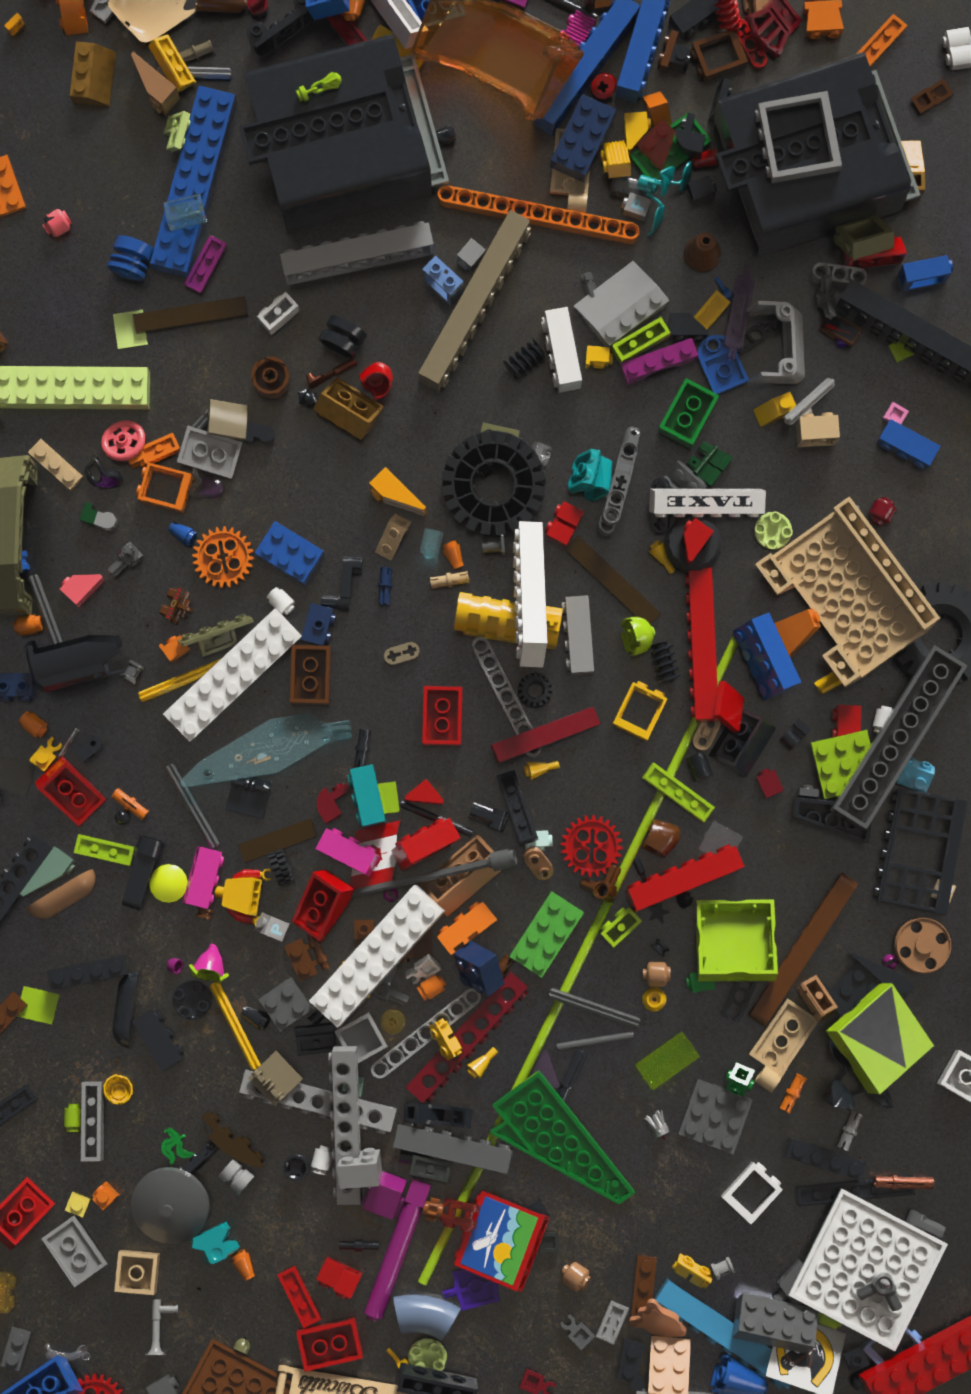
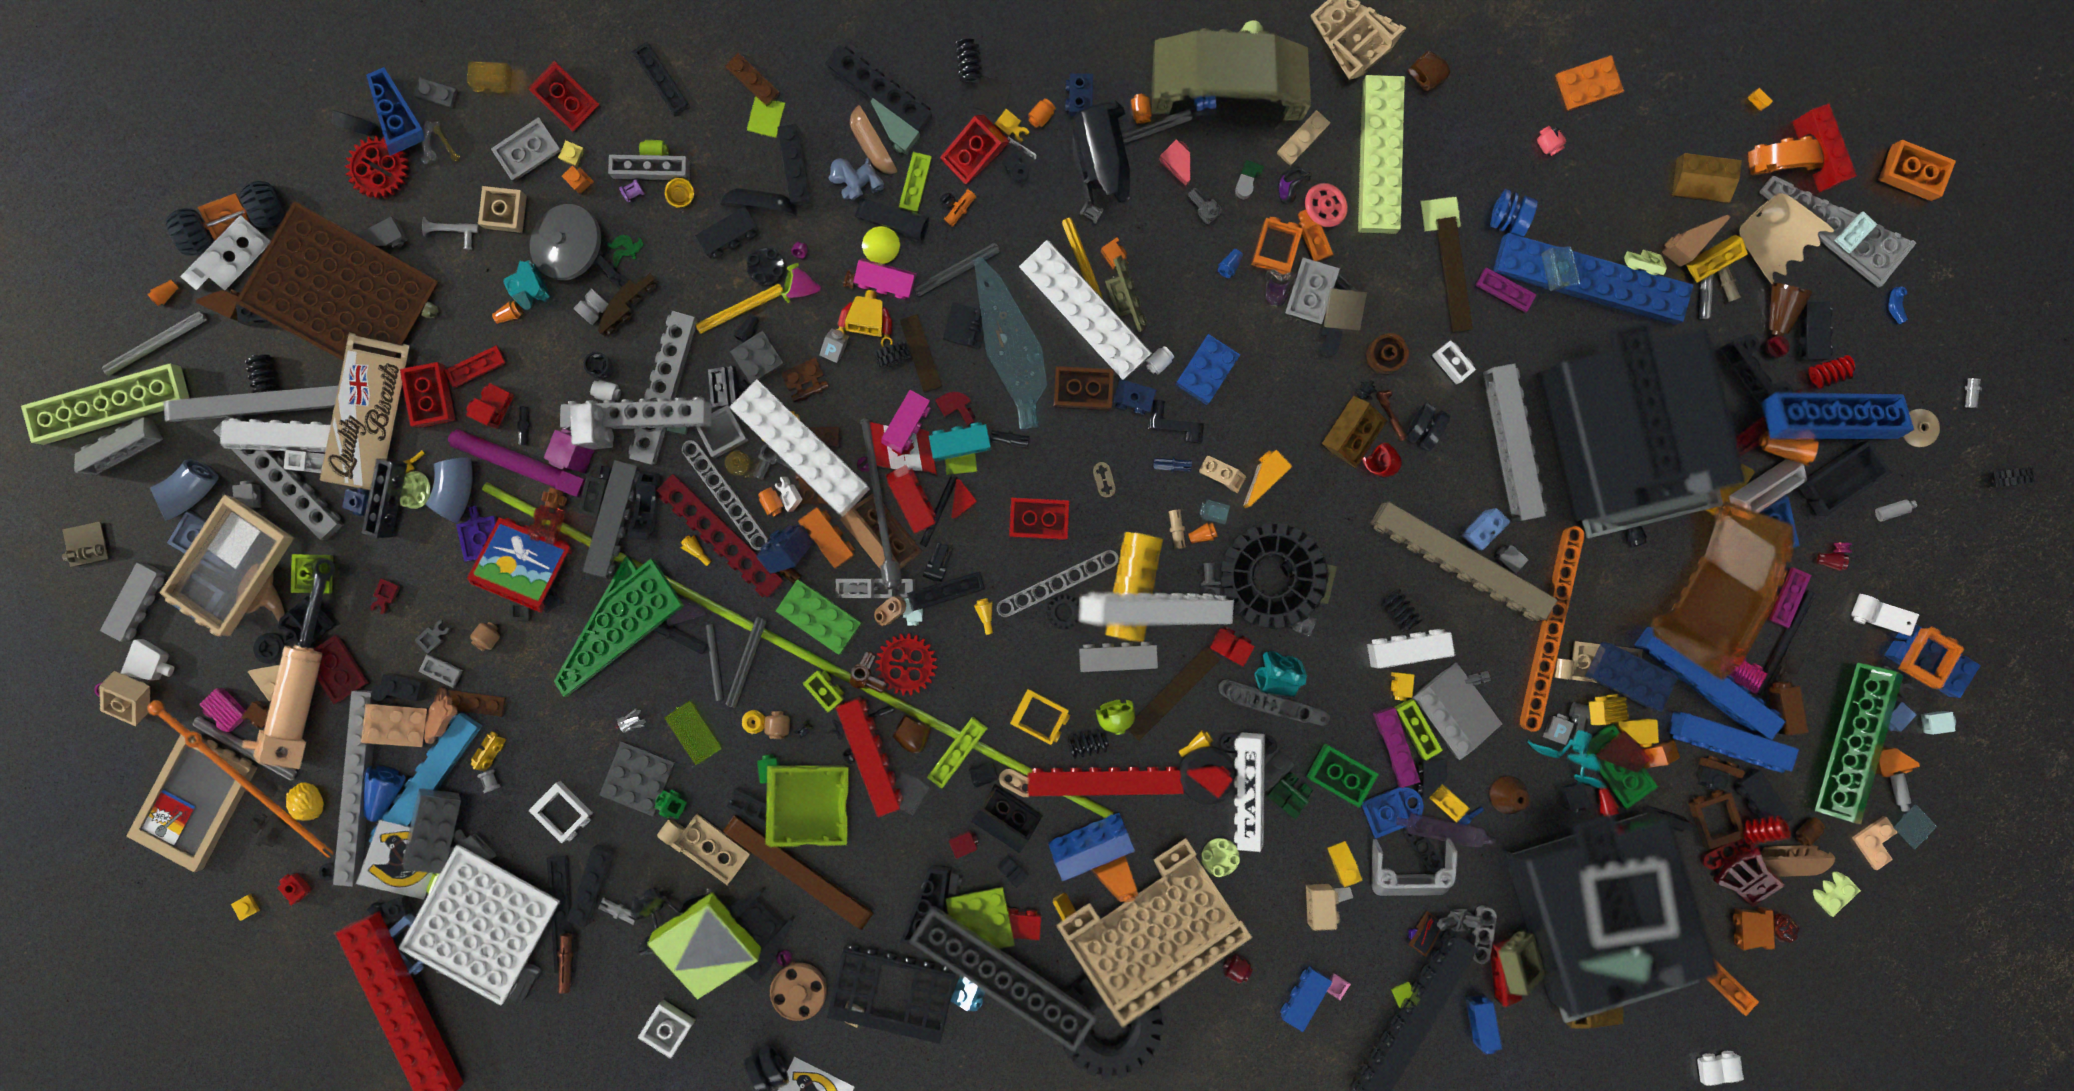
camera: 90 degrees right, 5 degrees up
(82, 1326) = (454, 156): none -> clear yellow hinge
(95, 922) = (843, 172): none -> sand blue animal
(115, 1139) = (631, 190): none -> medium lavender bush
(178, 606) = (1157, 258): reddish brown hips -> none
(206, 561) = (1201, 286): orange gear -> none
(275, 1078) = (684, 346): dark tan hinge -> none
(322, 903) = (855, 395): red slope -> none
(331, 81) = (1695, 414): lime piece -> none
(448, 1047) = (709, 516): yellow hinge -> none
(516, 884) = (871, 588): none -> light grey slope
(545, 735) = (1017, 621): dark red tile -> none
(608, 79) = (1694, 703): red piece -> none
(689, 142) = (1625, 786): black brick -> none
(729, 706) = (1041, 806): red tile -> none
(793, 1093) = (657, 856): orange pin -> none
(809, 401) = (1348, 895): light grey axle -> none
(817, 998) = (747, 884): medium nougat brick -> none
(857, 141) = (1623, 963): none -> sand green slope
(880, 717) = (1027, 959): white brick -> none
(888, 1292) = (454, 943): dark grey axle -> none
(932, 96) = (1670, 1038): reddish brown slope -> none

